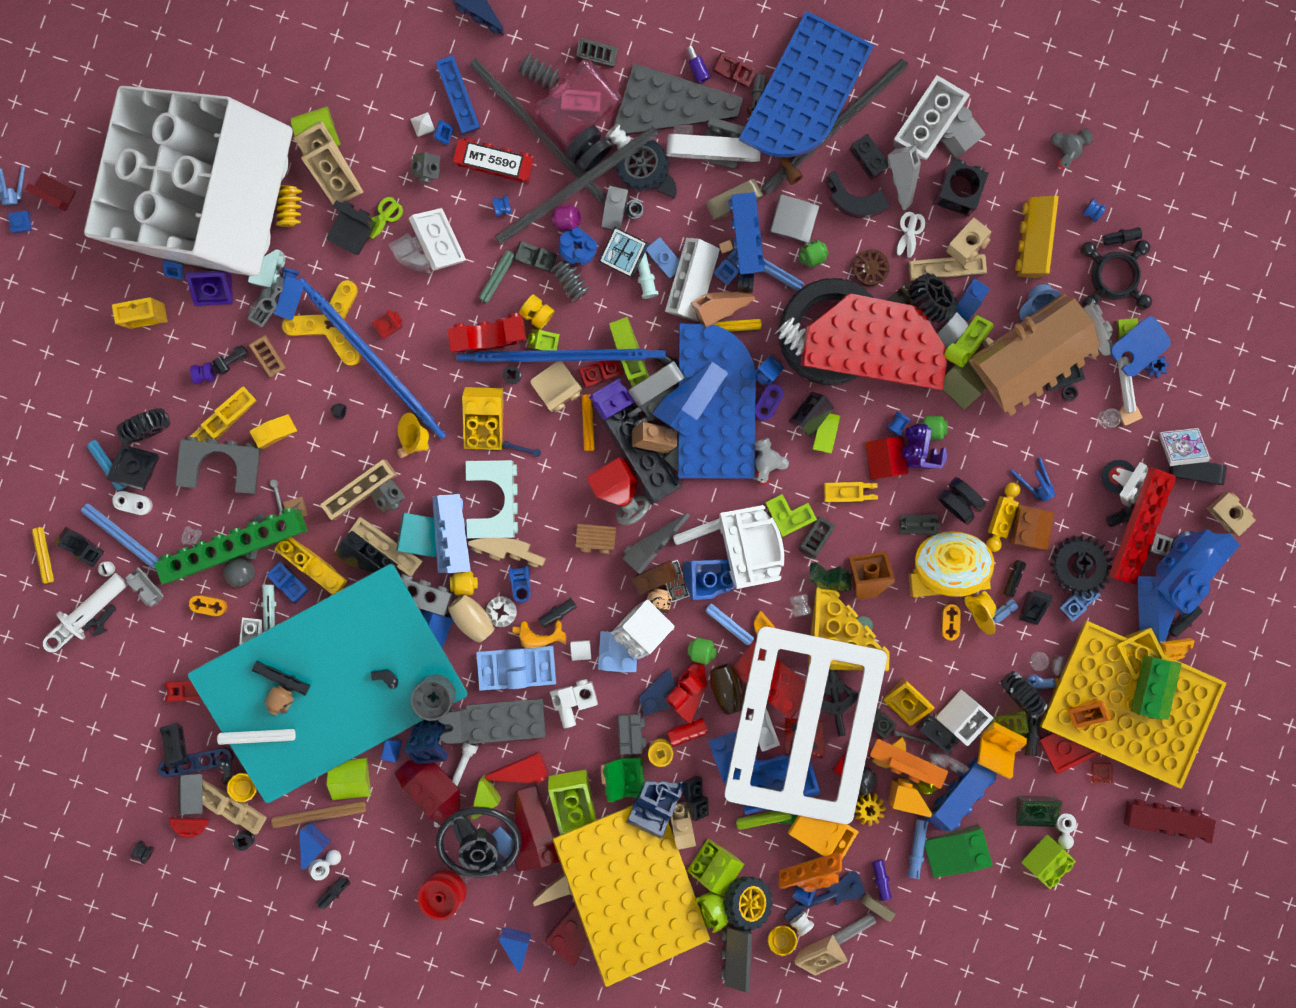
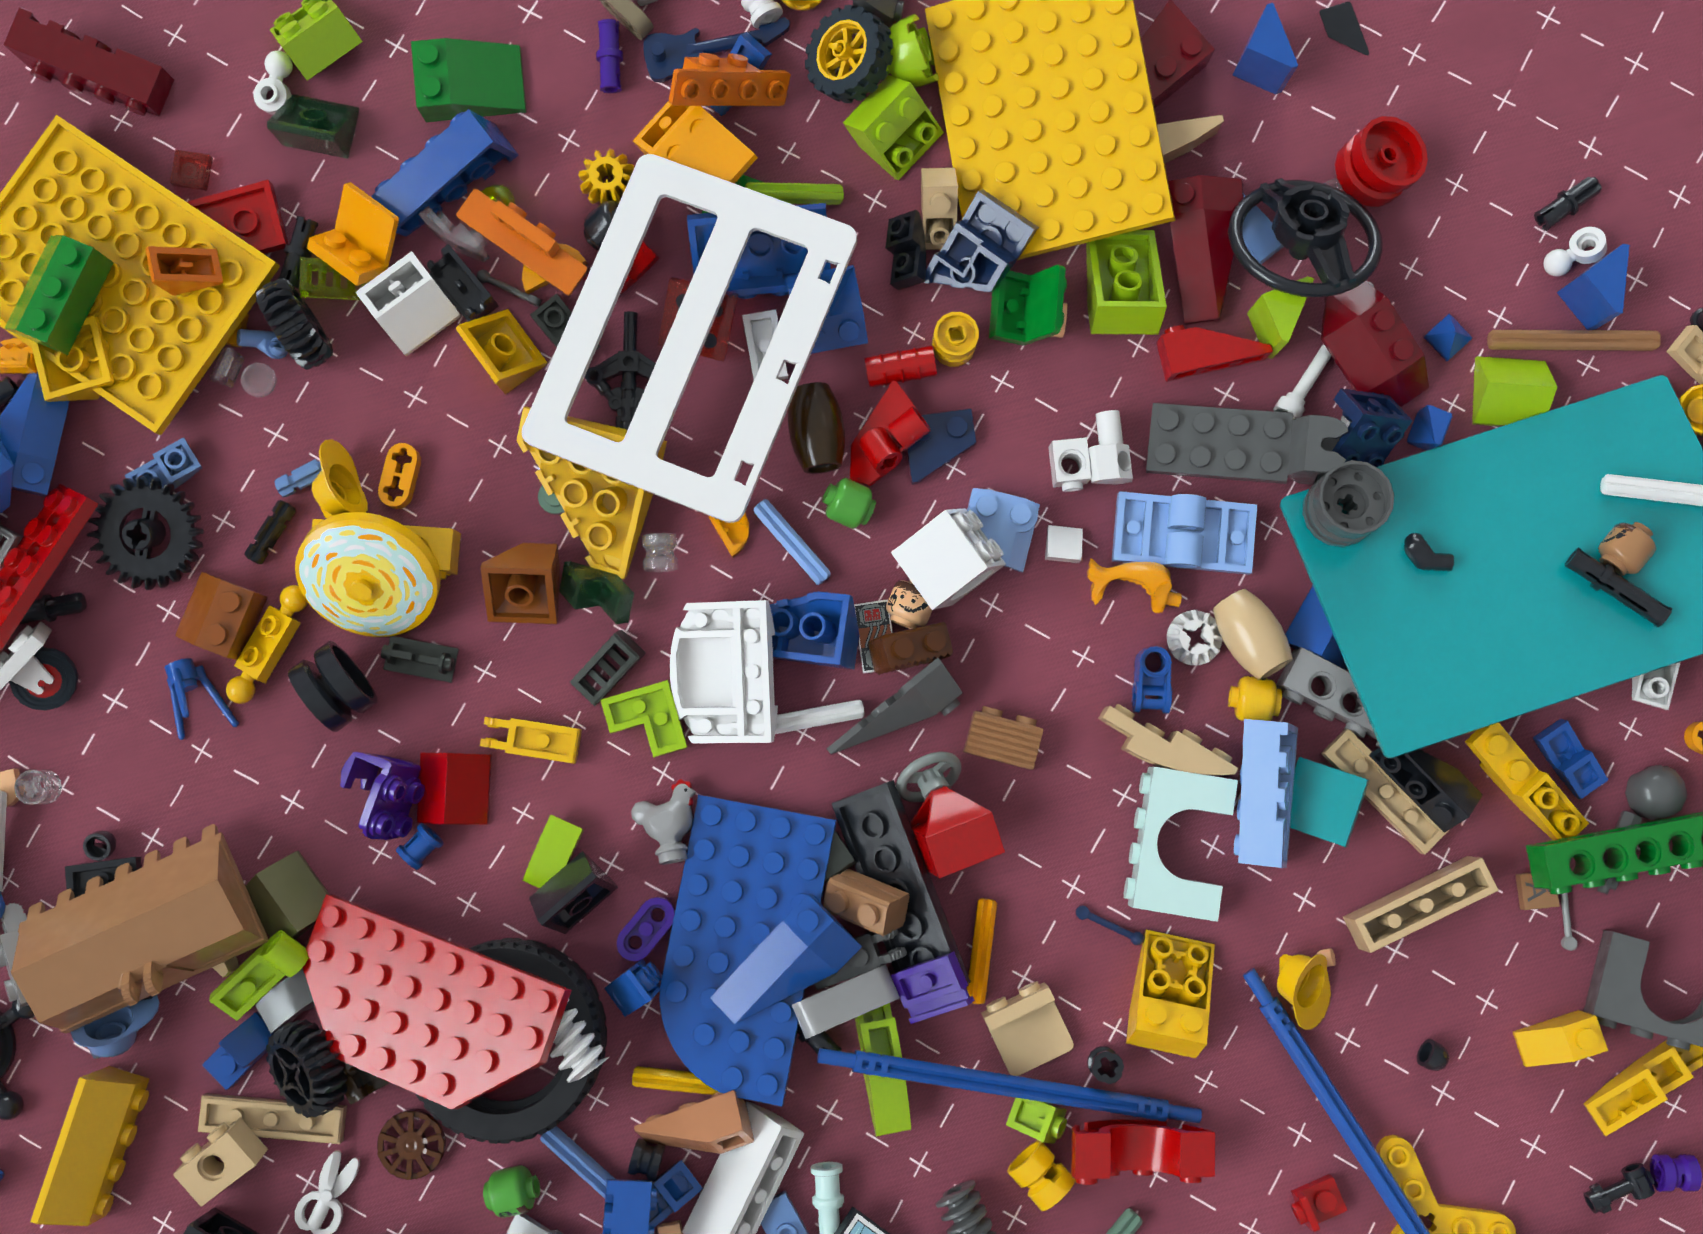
camera: 175 degrees left, 5 degrees down
(254, 344) = (1567, 1190): medium nougat slope -> none
(268, 590) = (1612, 723): light aqua pin -> none
(387, 496) = (1368, 882): dark grey brick -> none
(388, 804) = (1448, 337): none -> blue slope
(473, 973) = (1343, 26): none -> black sticker
(557, 612) = (1094, 617): black pin -> none
(599, 372) = (943, 1040): red slope -> none
(630, 733) = (1001, 383): dark grey brick -> none
(785, 687) = (710, 414): red plate -> none
(907, 798) = (538, 181): light orange slope -> none
(916, 856) = (534, 104): medium blue pin -> none
(938, 427) = (347, 830): bright green head -> none
(1035, 606) = (243, 475): black slope -> none

